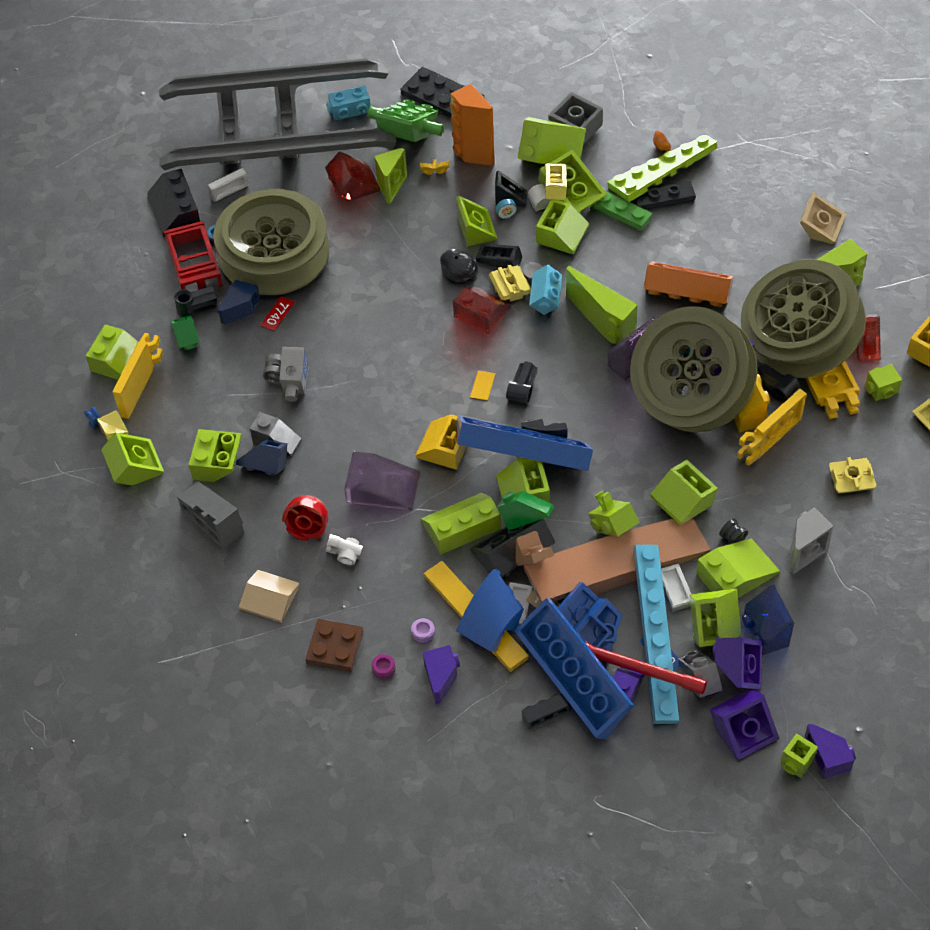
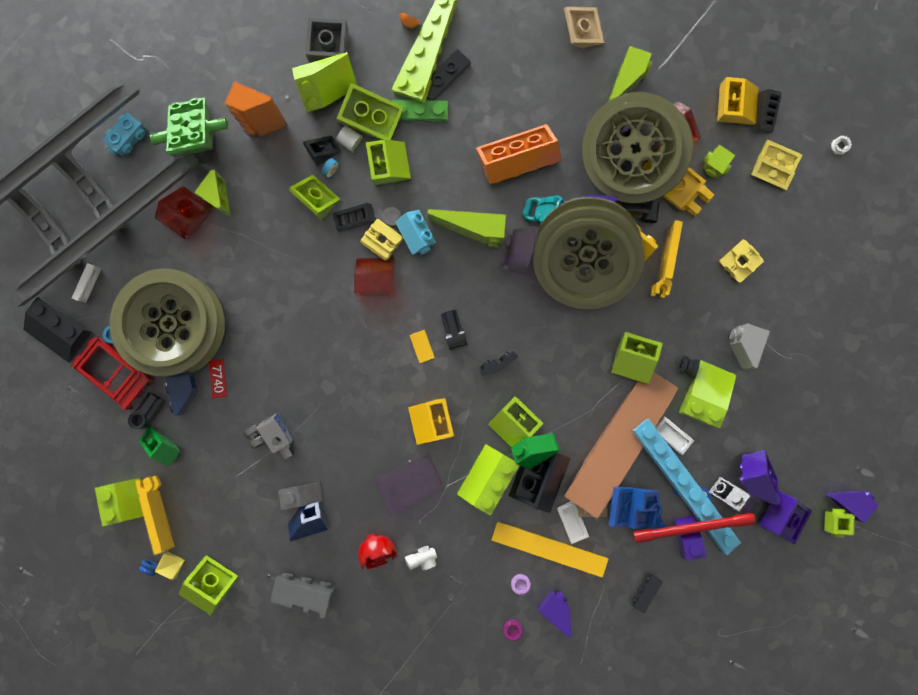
camera: 30 degrees left, 30 degrees up
(213, 454) = (268, 544): lime slope -> none
(268, 595) = (392, 627): tan slope -> none
(334, 645) = (467, 636): reddish brown plate -> none
(431, 89) = (194, 75): black plate -> none
(440, 168) = (242, 159): yellow piece -> none
(458, 265) = (330, 248): black hair -> none
(490, 613) = (565, 549): blue slope -> none
(523, 443) = (497, 394): blue arch -> none
(530, 550) = (571, 490): medium nougat slope -> none
(555, 183) = (363, 135): light yellow slope -> none
(574, 669) = (652, 558): blue arch -> none
(612, 516) = (602, 414): lime brick -> none
(715, 616) = (722, 452): lime slope -> none
(769, 620) = (759, 429): clear blue slope -> none

